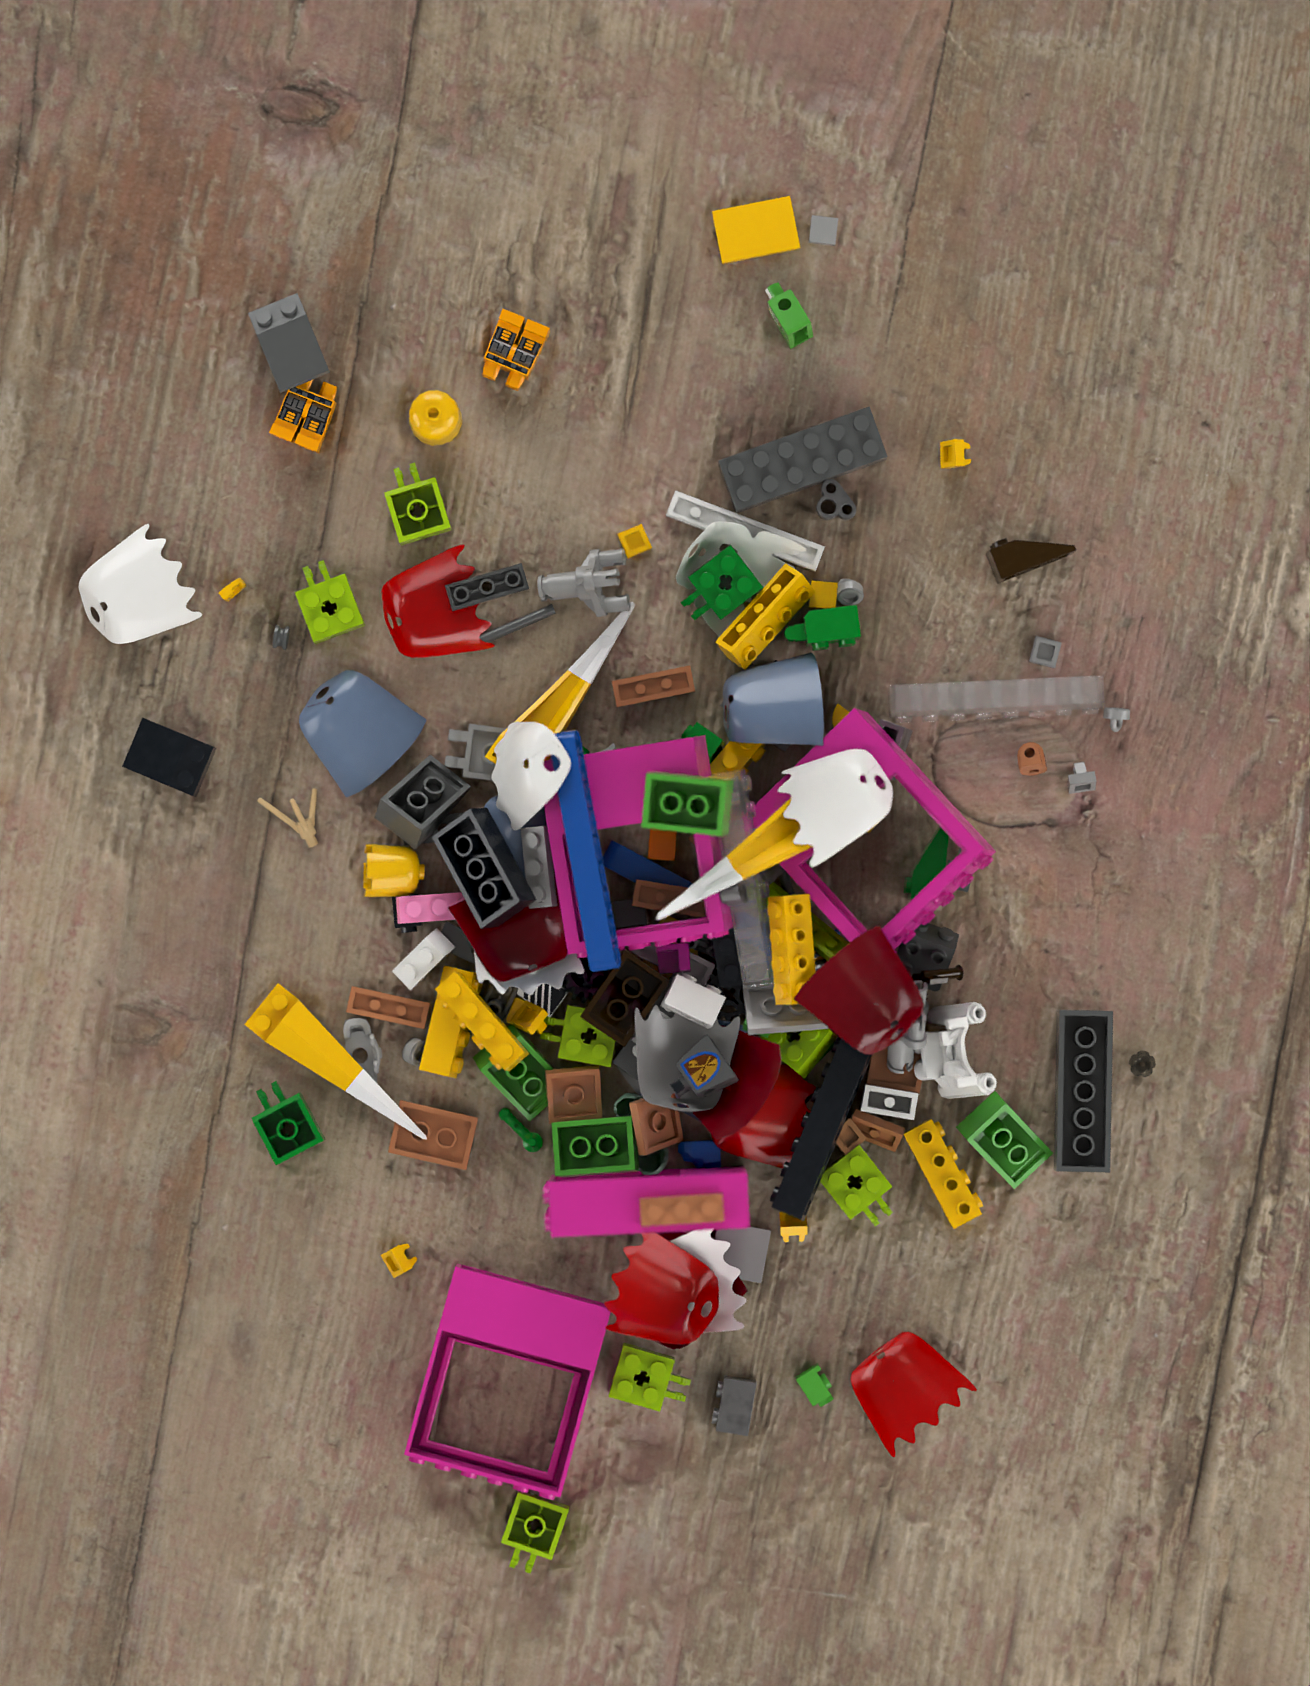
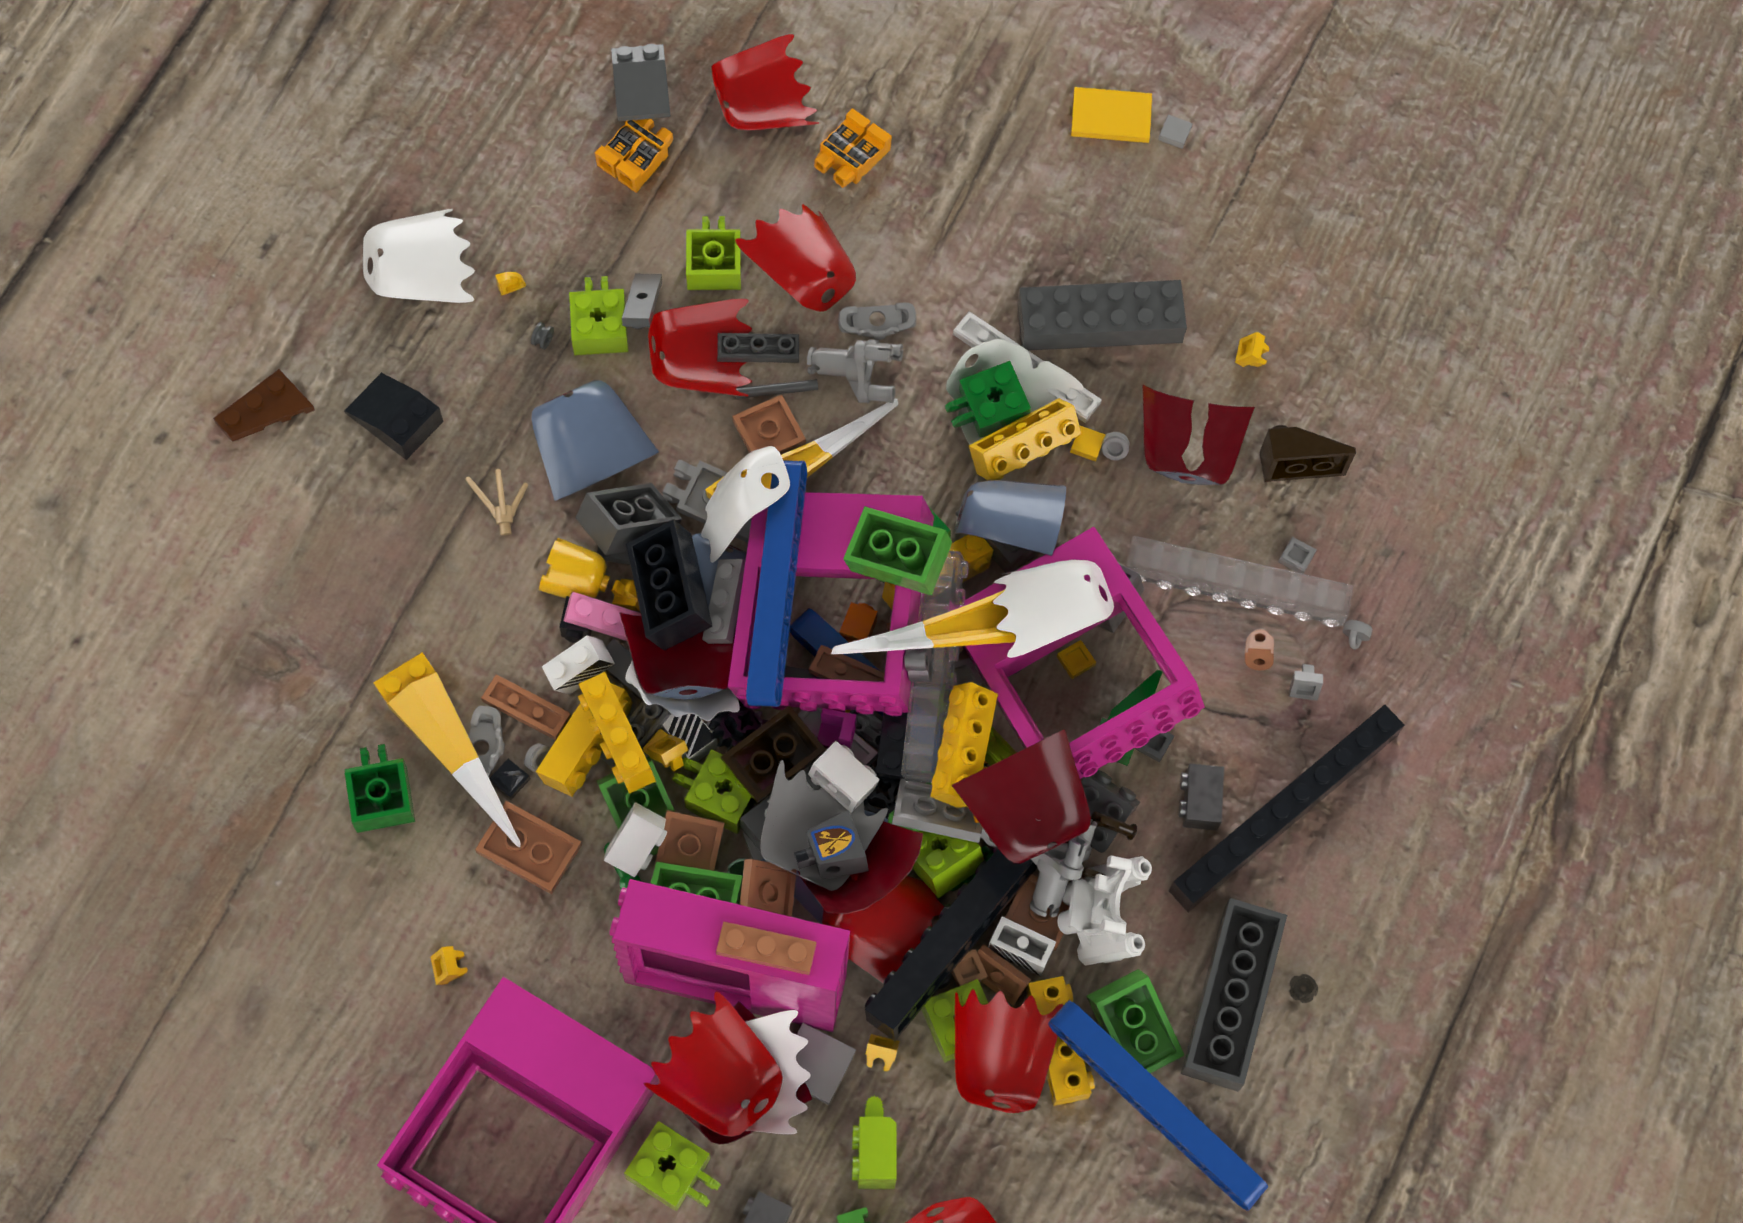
camera: 15 degrees right, 20 degrees down
(46, 784) = (265, 404): none -> reddish brown wing
(365, 577) = (642, 300): none -> tile
(395, 1076) = (509, 779): none -> black tile
(408, 295) = (762, 87): none -> red piece
(435, 417) = (757, 183): yellow cylinder -> none
(441, 874) = (625, 594): none -> yellow tile
(502, 485) = (799, 255): none -> red piece
(523, 671) = (769, 425): none -> nougat plate
(527, 1108) = (635, 840): none -> white brick
(609, 516) = (897, 318): none -> light grey piece
(634, 541) = (915, 346): yellow tile -> none
(653, 686) = (894, 478): nougat plate -> none
(788, 315) = (1120, 179): bright green torso -> none
(813, 1314) = (877, 1148): none -> lime hinge
(827, 627) = (1084, 465): green hinge -> none
(839, 498) = (1127, 359): flat silver piece -> none
(895, 563) = (1169, 432): none -> dark red piece
(898, 1201) = (1002, 1052): none -> red piece
(1013, 916) = (1202, 796): none -> flat silver brick
(1040, 1209) = (1158, 1105): none -> blue beam
(1091, 904) = (1286, 808): none -> black brick

